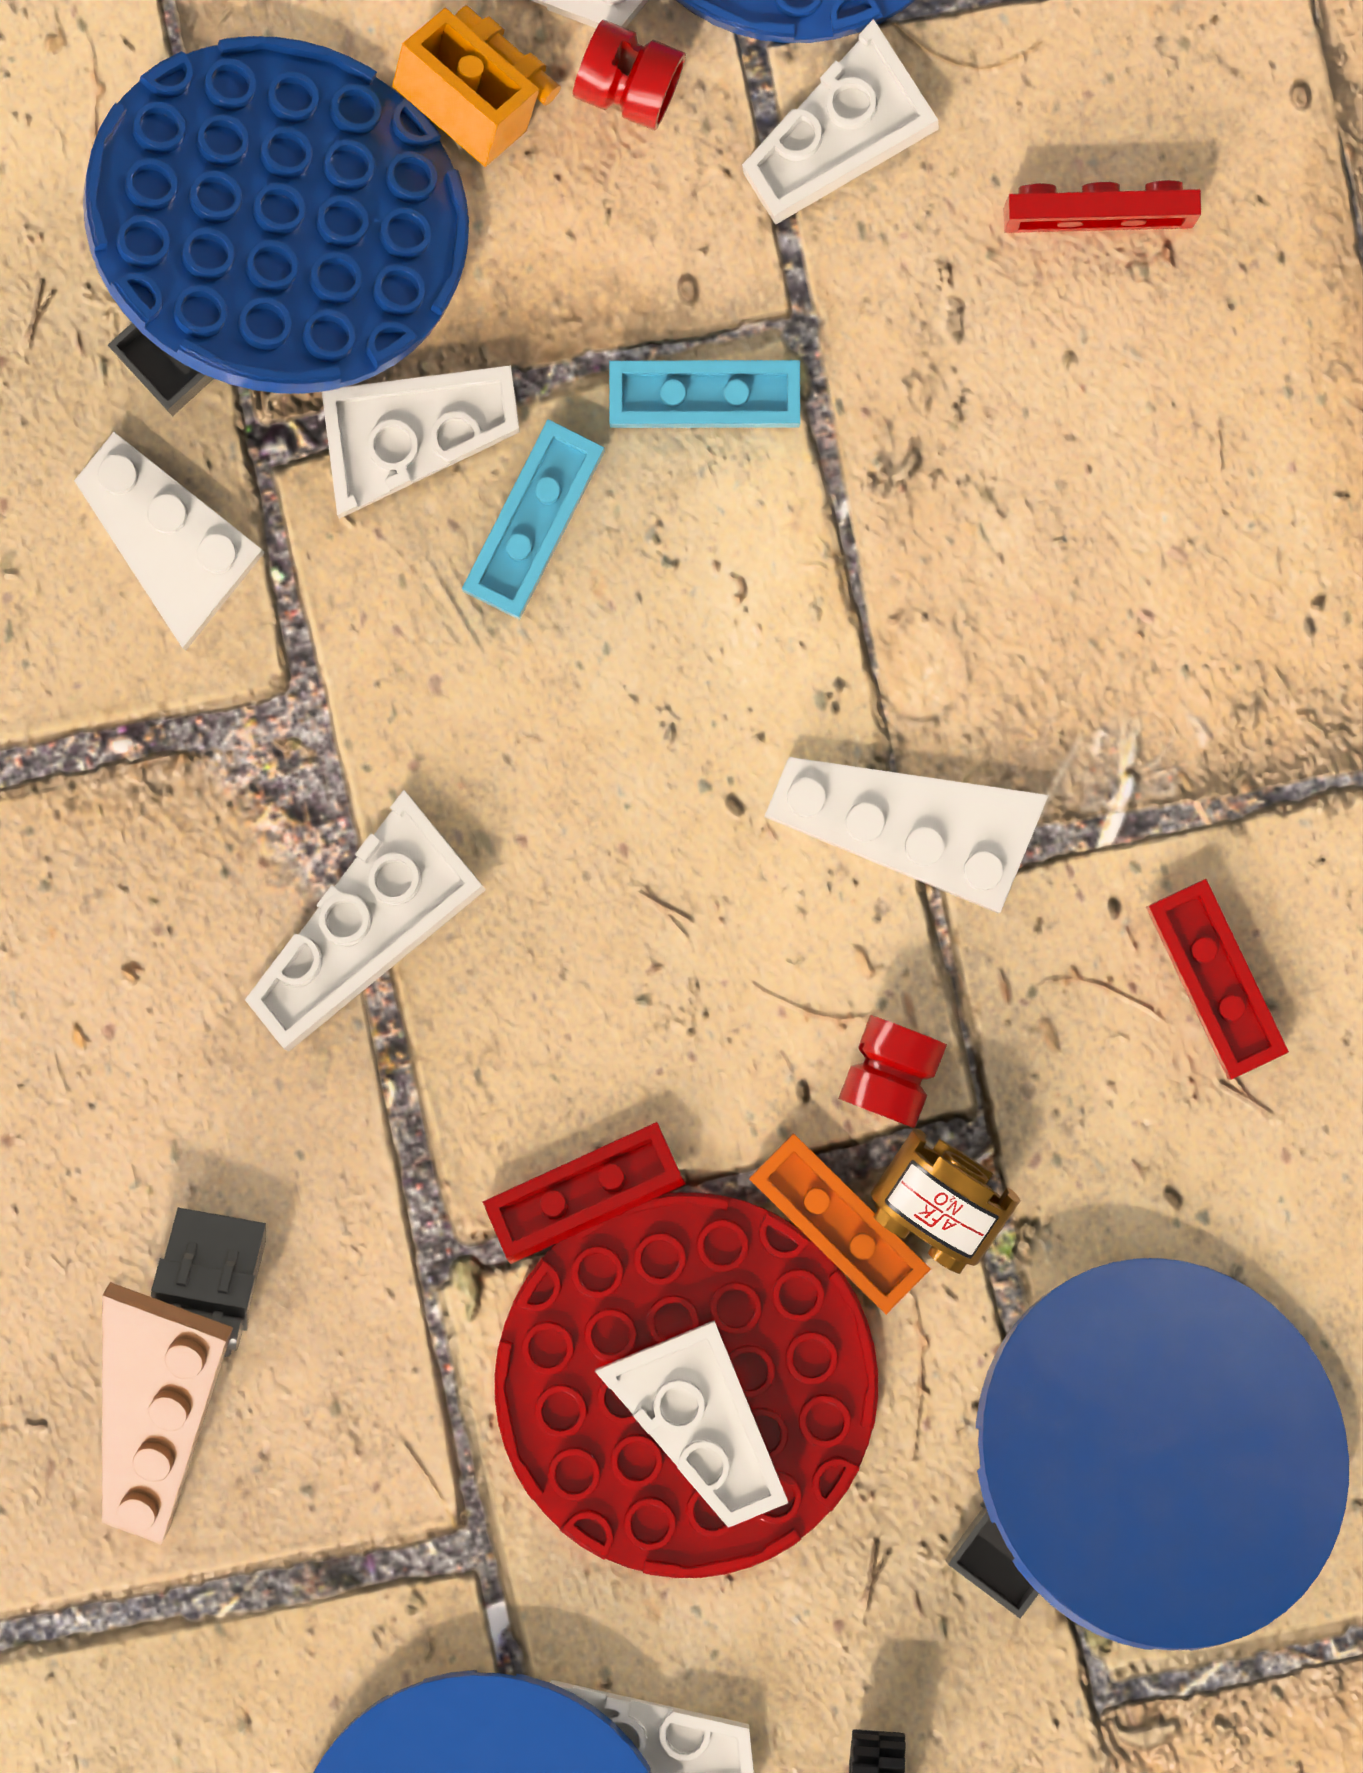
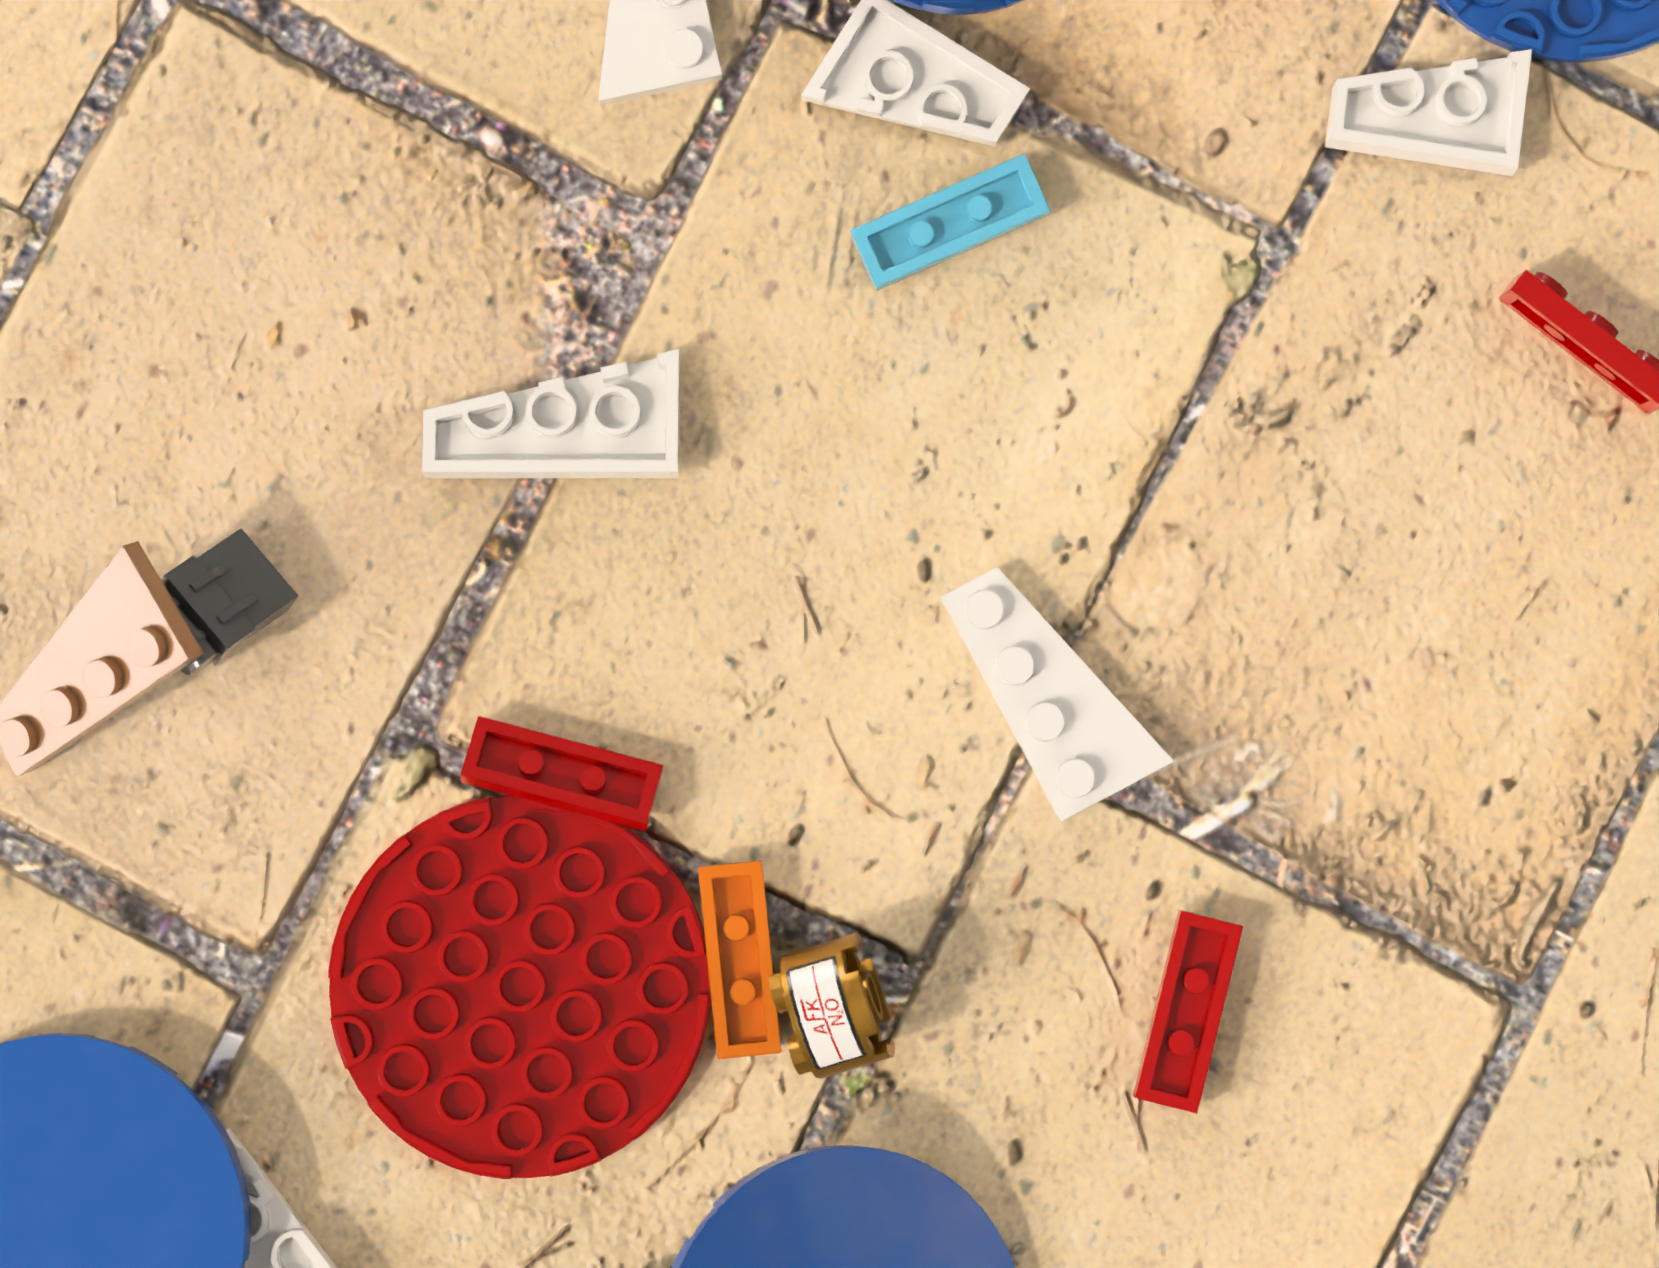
camera: 35 degrees right, 0 degrees up
(701, 1419) = (509, 1019): white wing -> none
(704, 394) = (1162, 233): medium azure plate -> none
(892, 1071) = (876, 875): red wheel -> none

